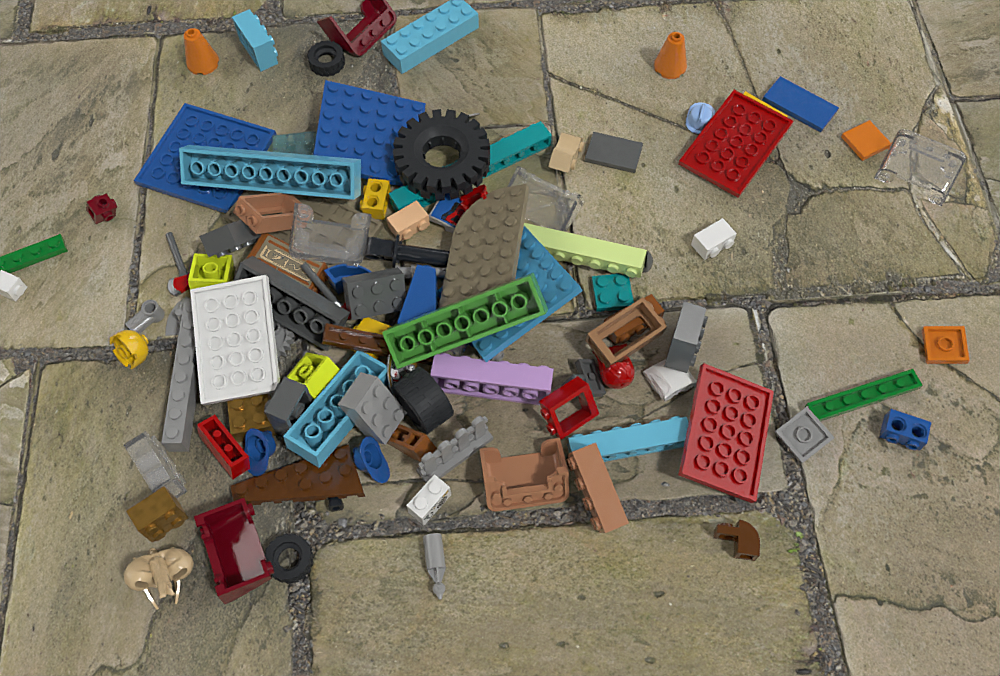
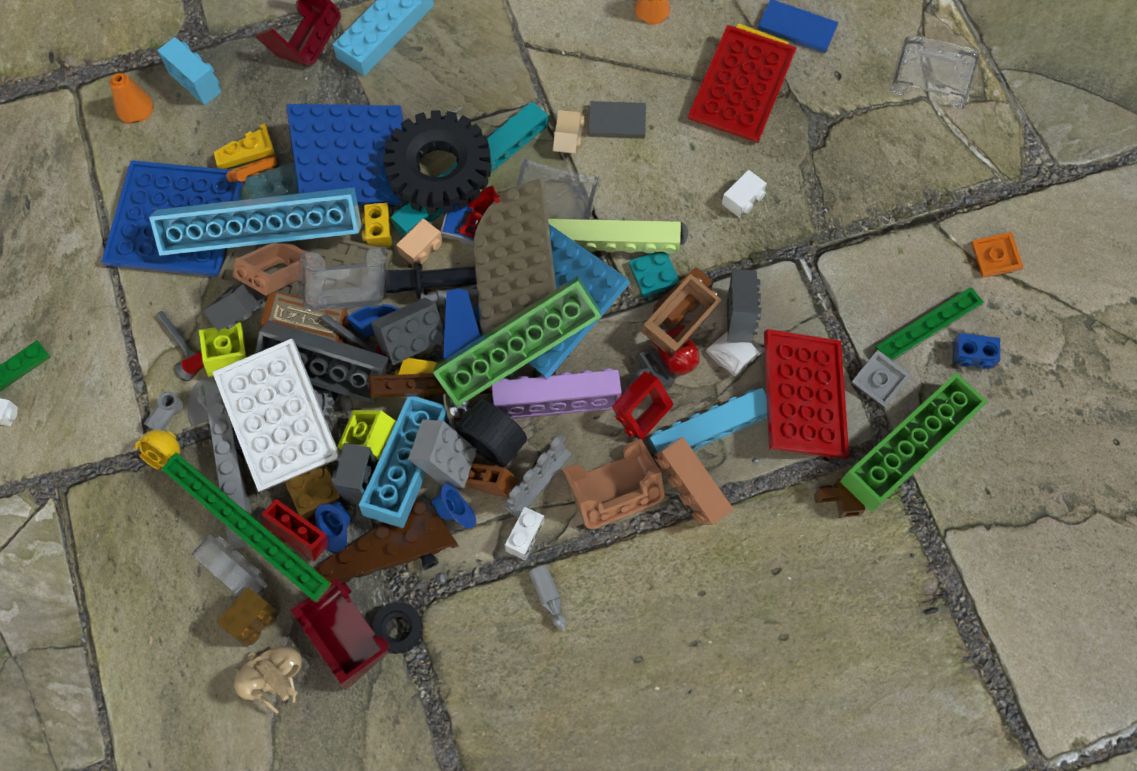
camera: 15 degrees left, 5 degrees up
(101, 208) = (75, 301): dark red brick -> none
(180, 434) = (247, 527): none -> green plate
(270, 131) = (241, 173): none -> orange plate
(284, 114) = (252, 147): none -> yellow wing
(326, 48) = (271, 63): black tyre -> none
(699, 116) = (697, 61): light blue piece -> none
(821, 501) = (913, 442): none -> bright green brick
(866, 140) = (873, 52): orange tile -> none

